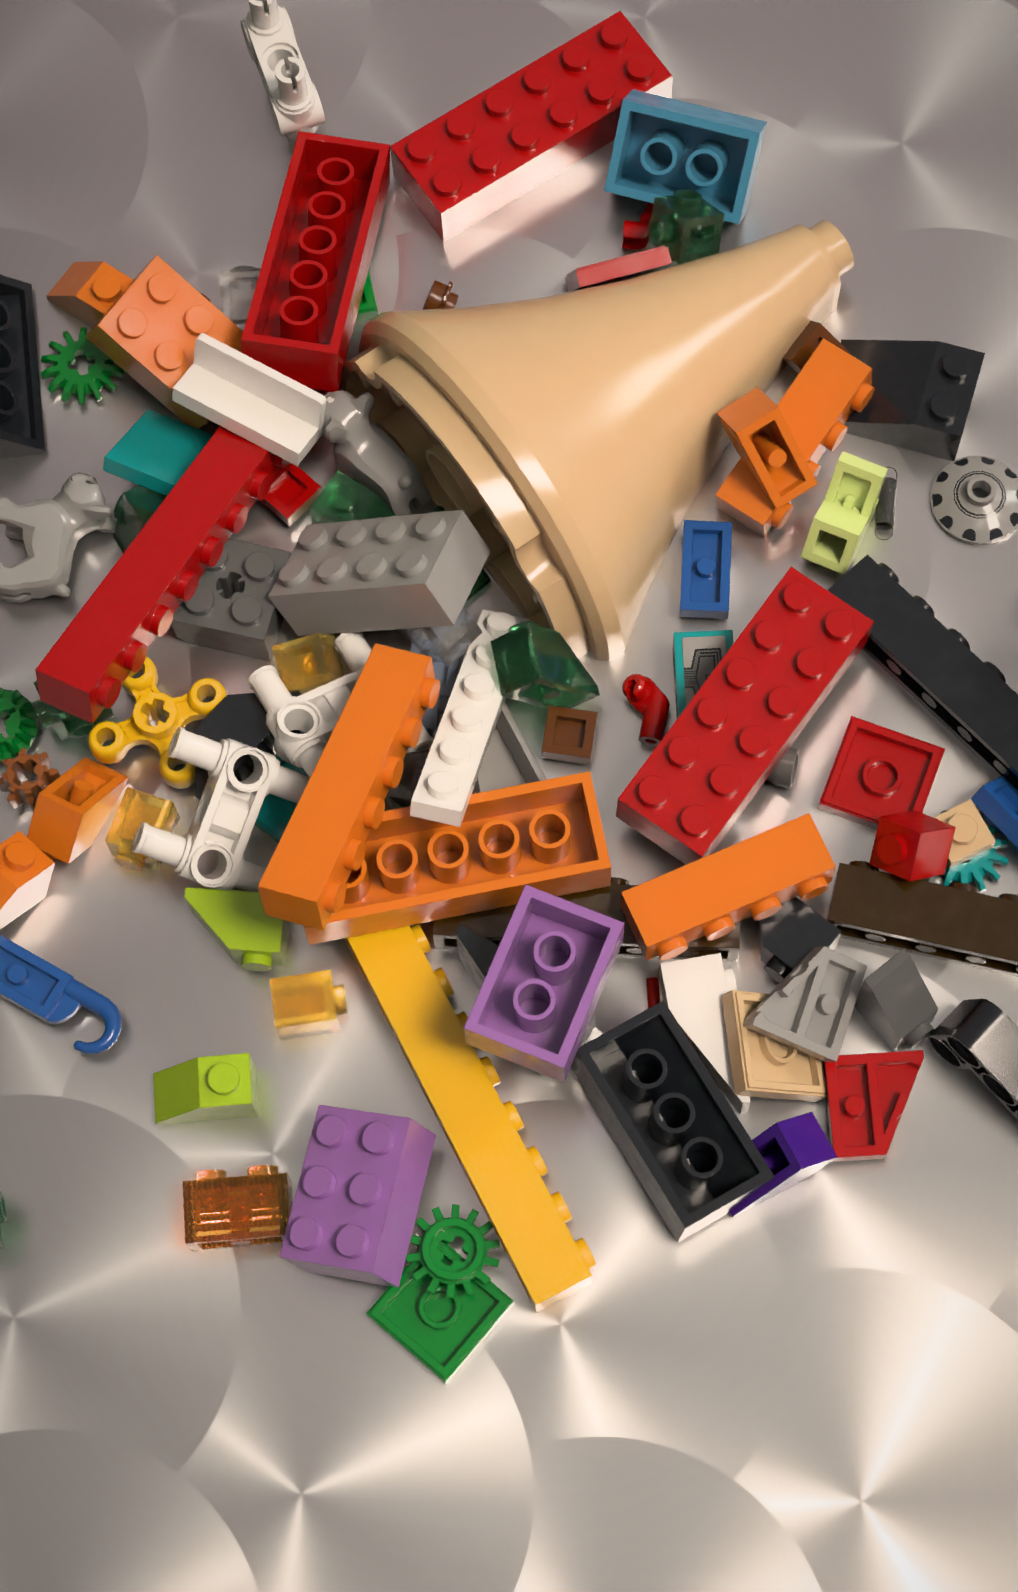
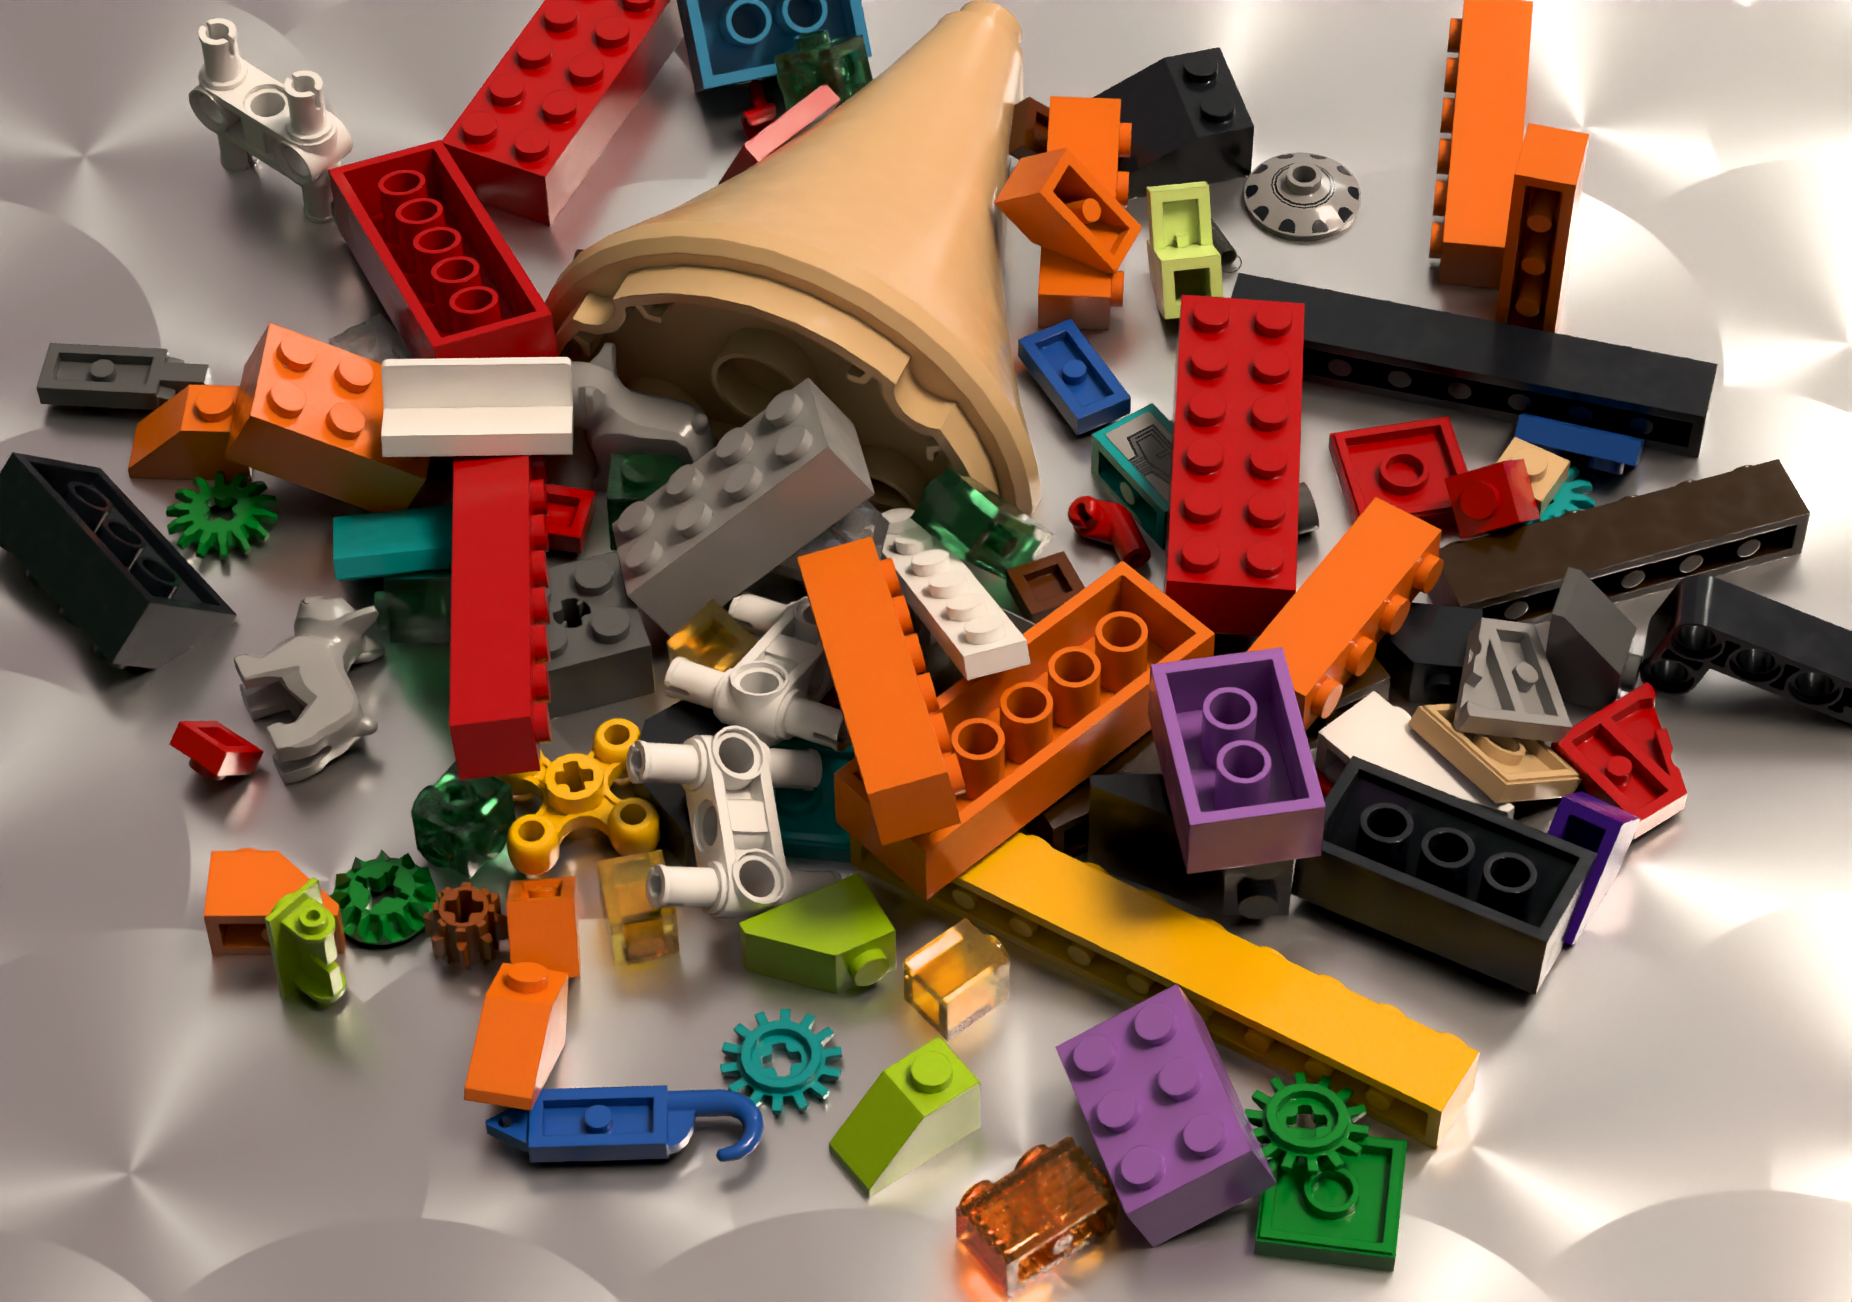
camera: 35 degrees left, 20 degrees down
(81, 221) = (115, 376): none -> dark grey hinge
(156, 976) = (798, 1044): none -> teal gear

